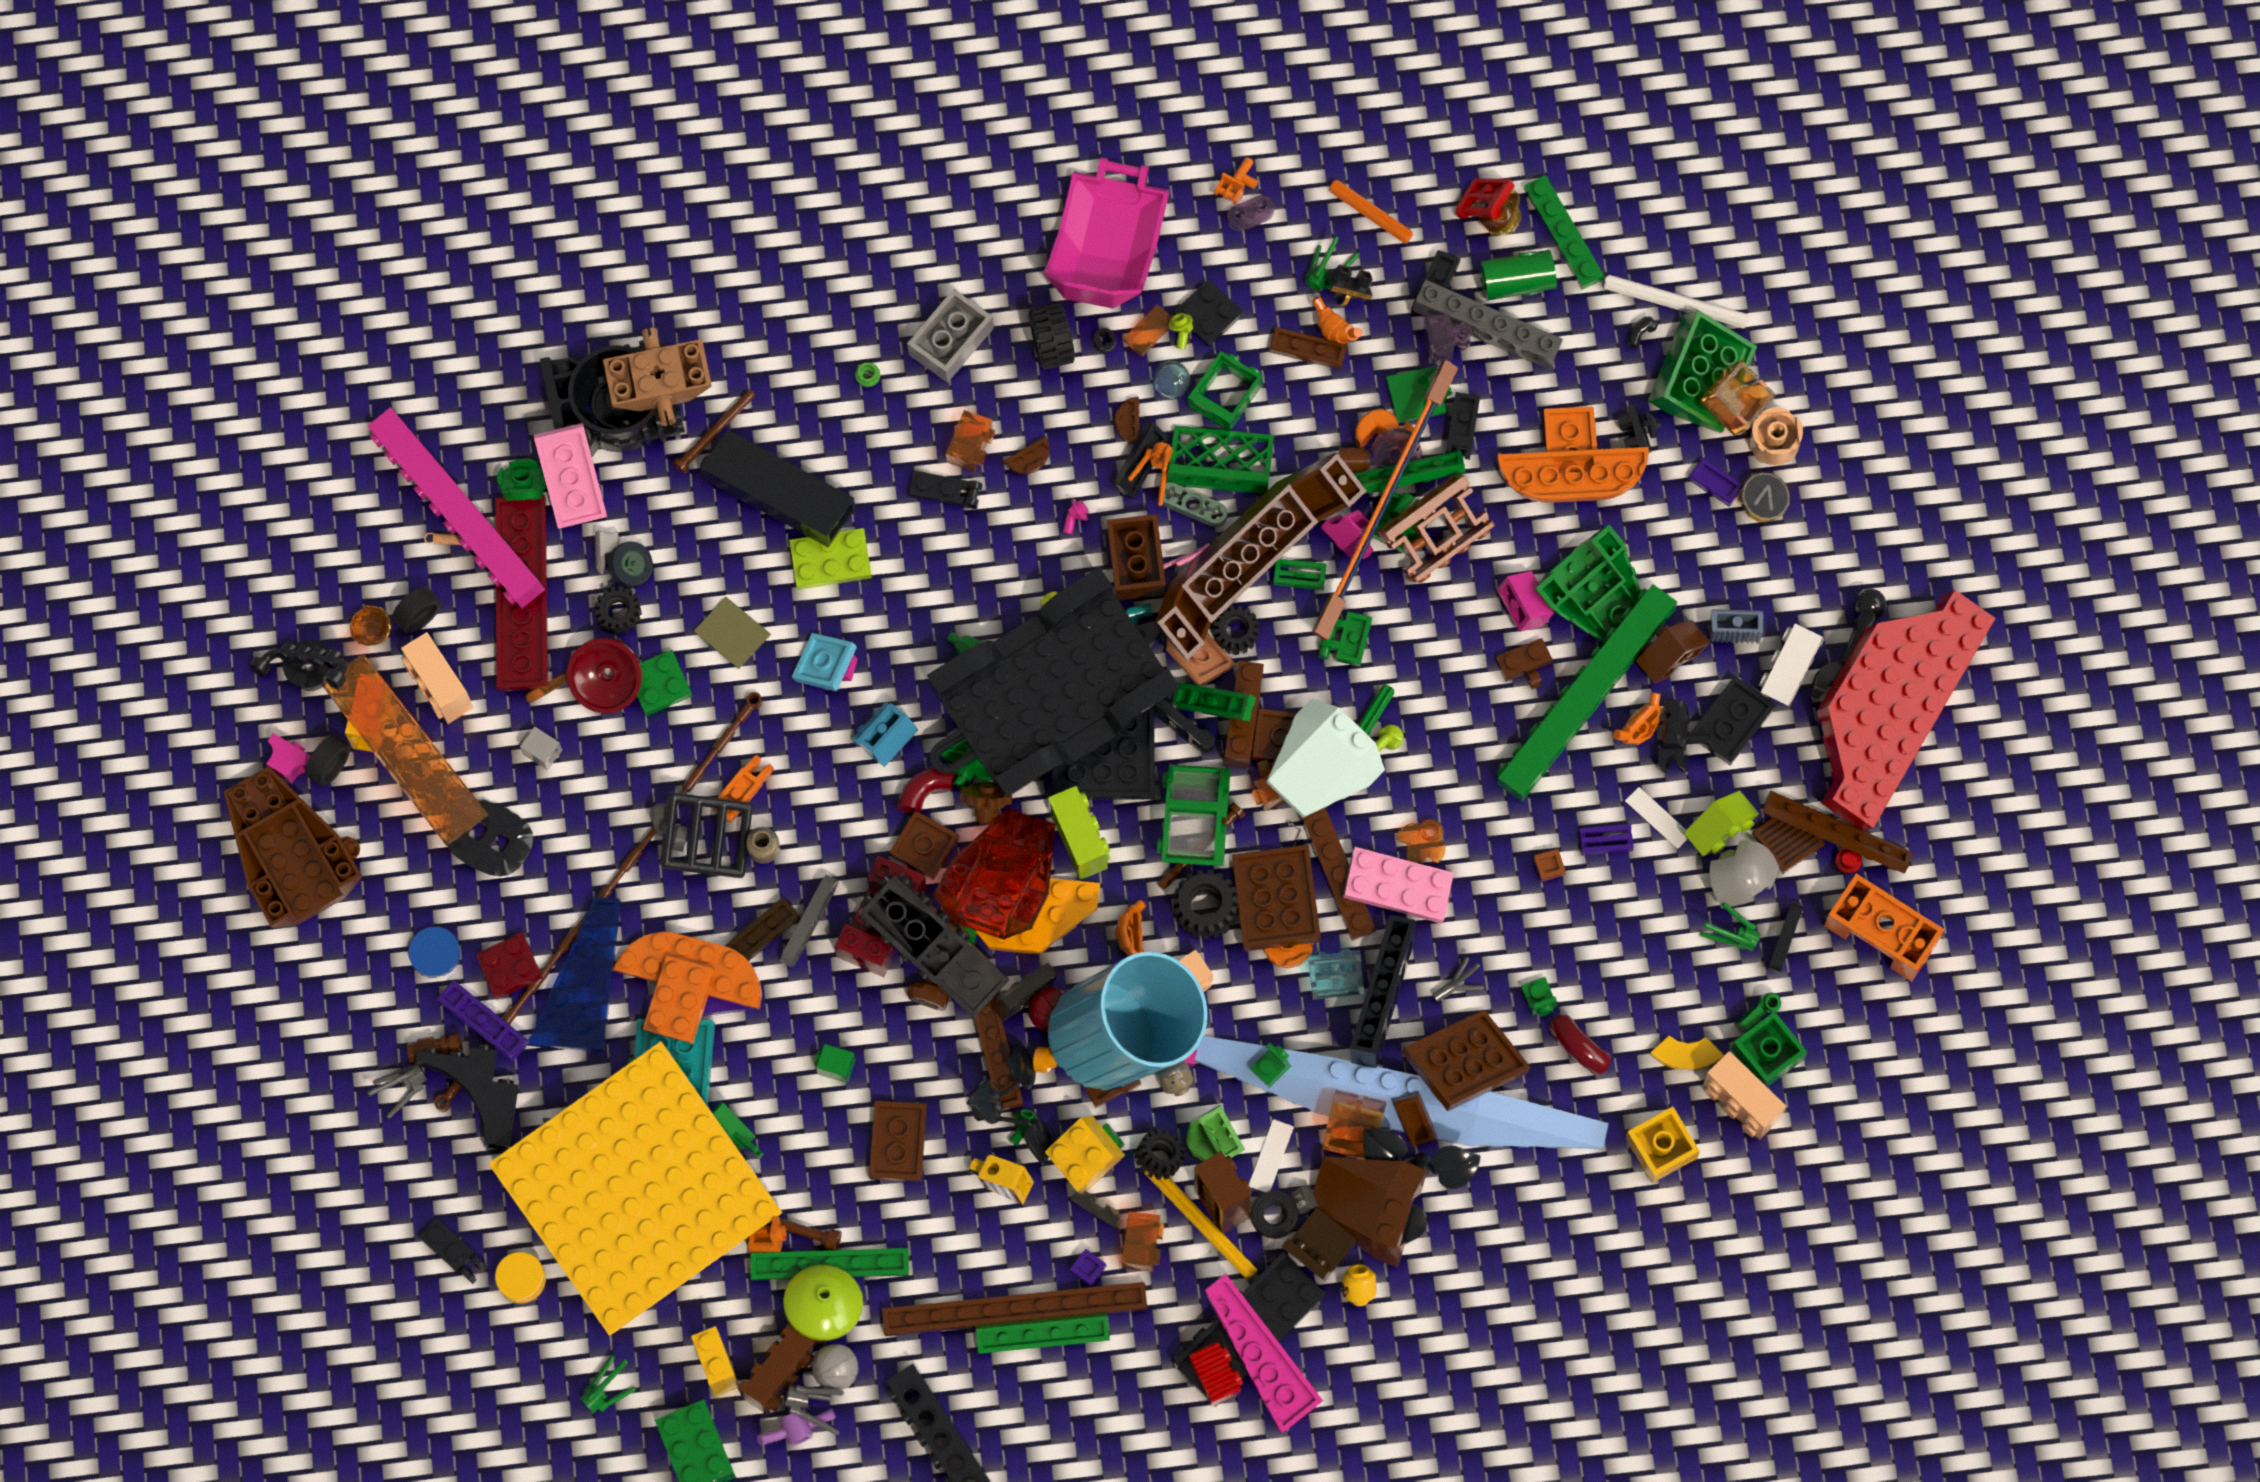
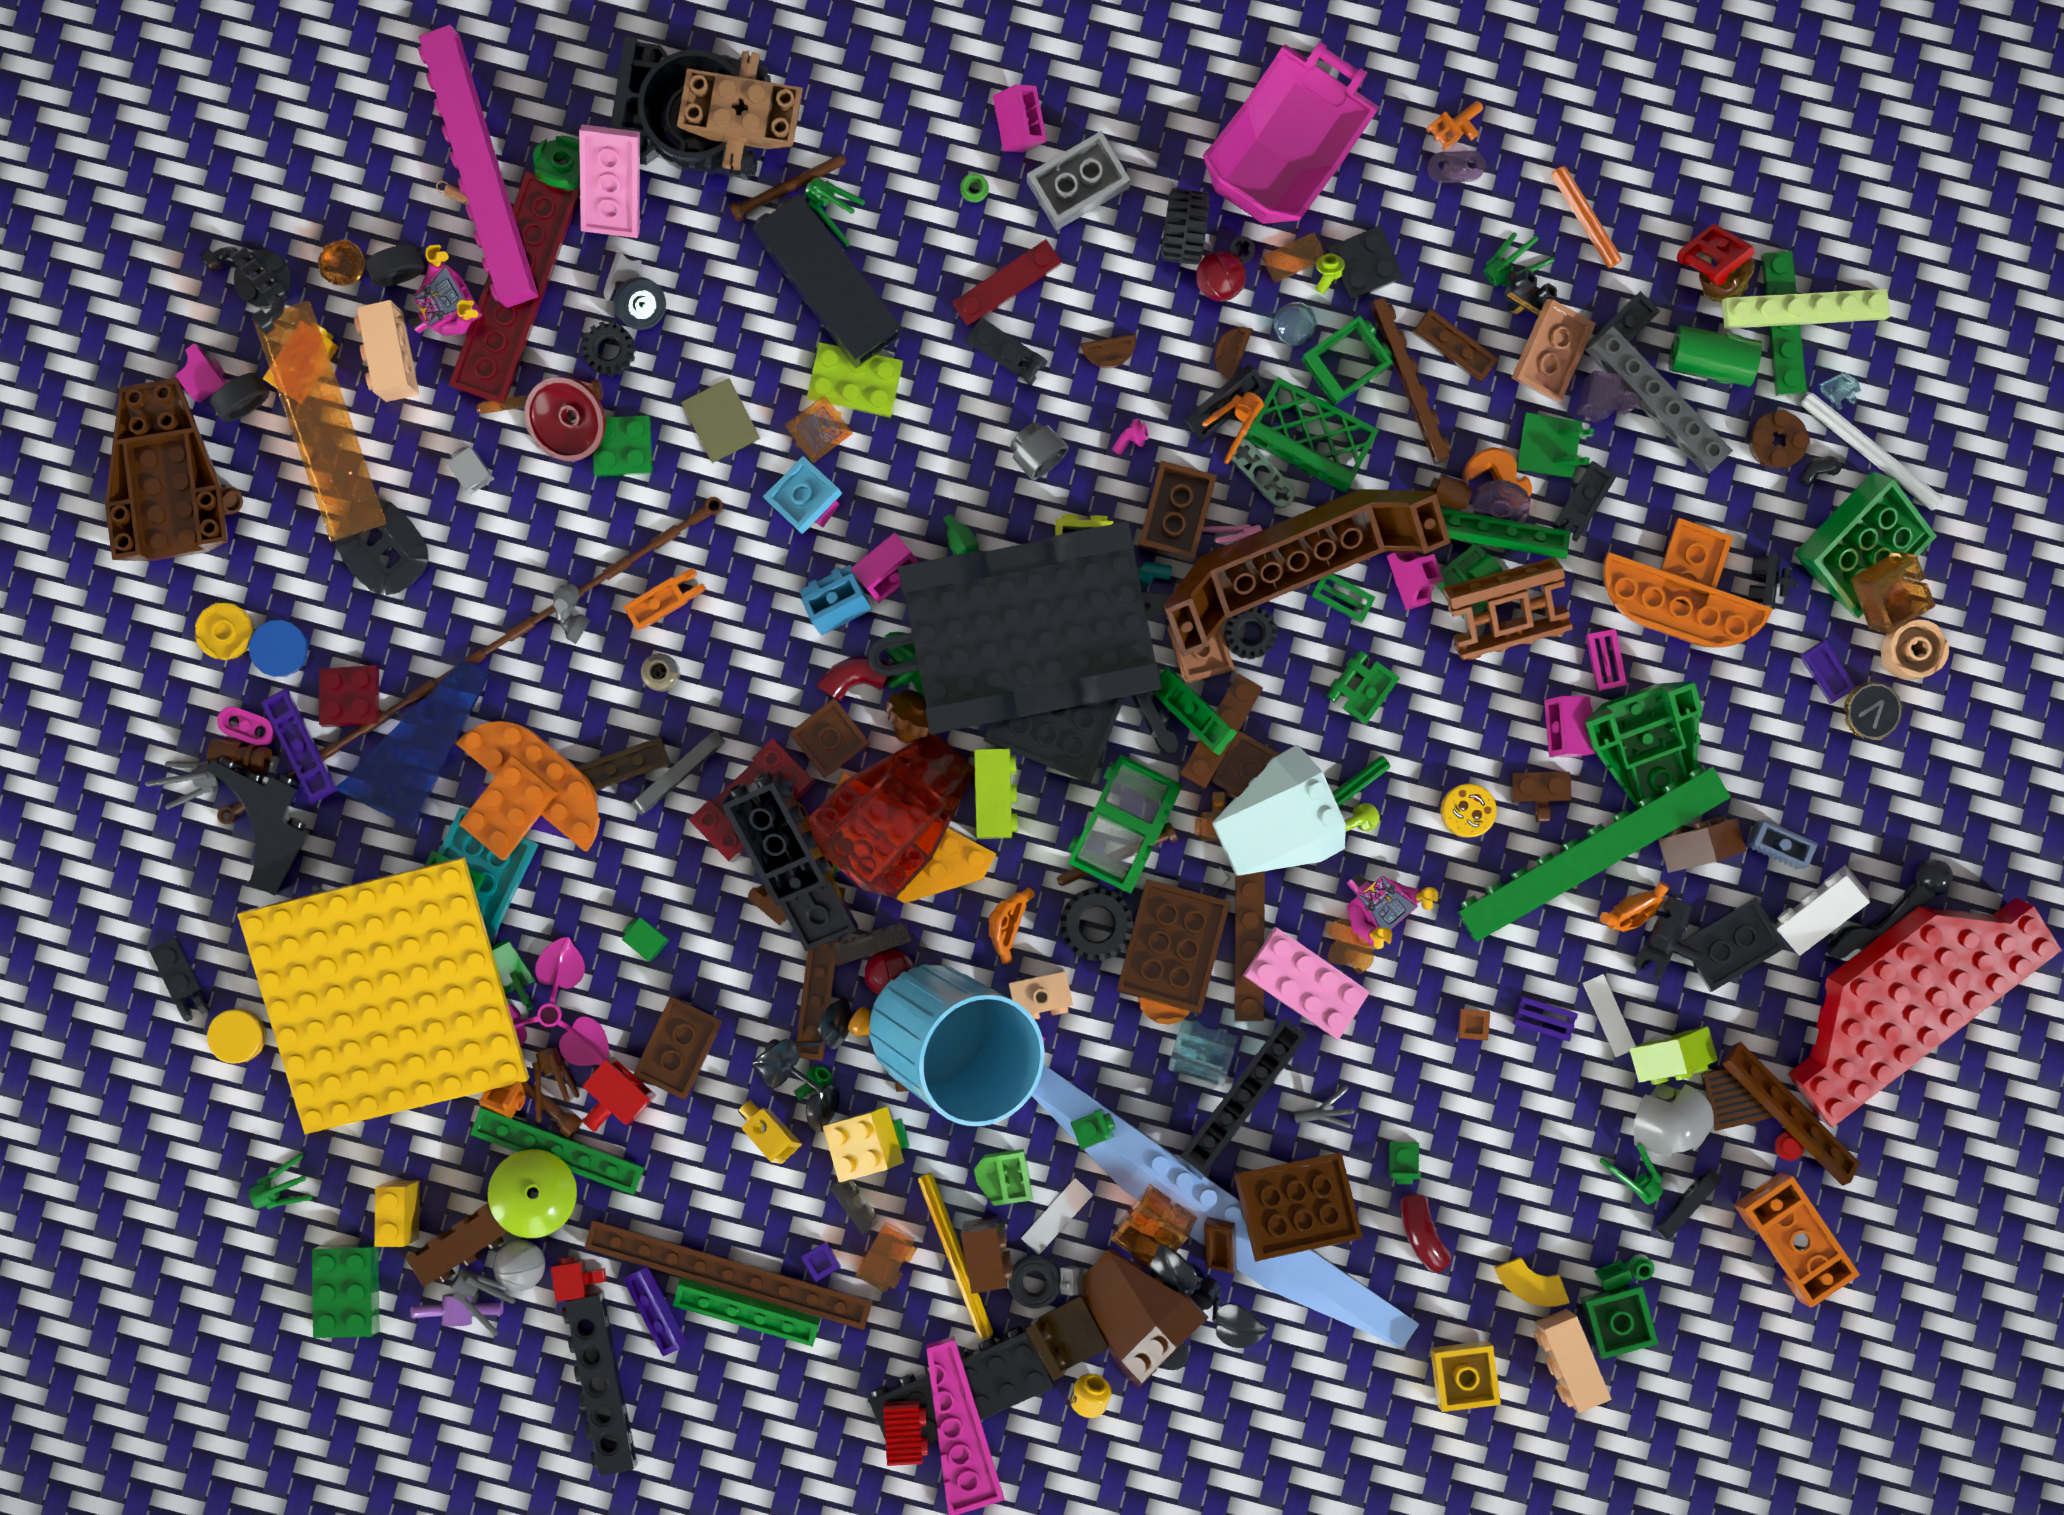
camera: 20 degrees right, 15 degrees up
(382, 956) = (224, 631): none -> yellow tile
(432, 1023) = (247, 726): none -> dark pink plate
(467, 621) = (443, 298): none -> torso
(690, 864) = (606, 602): black bar -> none
(746, 425) = (822, 194): none -> green plant
(776, 1116) = (586, 1040): none -> dark pink plant
(796, 1195) = (551, 1063): none -> reddish brown plant
(816, 607) = (818, 429): none -> piece
(862, 1192) = (617, 1094): none -> red brick
(883, 306) = (1019, 118): none -> dark pink brick
(884, 1364) = (572, 1279): none -> red brick
(915, 692) = (882, 566): none -> dark pink brick
(924, 437) = (1007, 283): none -> dark red plate
(965, 1363) = (655, 1311): none -> dark purple plate
(969, 441) = (1052, 308): clear orange piece -> none
(1003, 553) = (1038, 449): none -> dark grey piece
(1096, 363) = (1221, 275): none -> dark red piece
(1165, 1143) = (957, 1171): black tyre -> none
(1289, 393) = (1415, 391): none -> reddish brown plate
(1333, 326) = (1492, 334): orange piece -> none
(1335, 603) = (1568, 462): piece -> none
(1387, 319) = (1553, 350): none -> nougat plate
(1435, 798) = (1383, 906): none -> torso
(1472, 699) = (1468, 810): none -> yellow head
(1545, 559) = (1605, 659): none -> dark pink tile
(1574, 213) = (1805, 308): none -> yellowish green plate
(1600, 334) = (1762, 436): none -> reddish brown plate
(1629, 262) = (1839, 388): none -> clear light blue tile

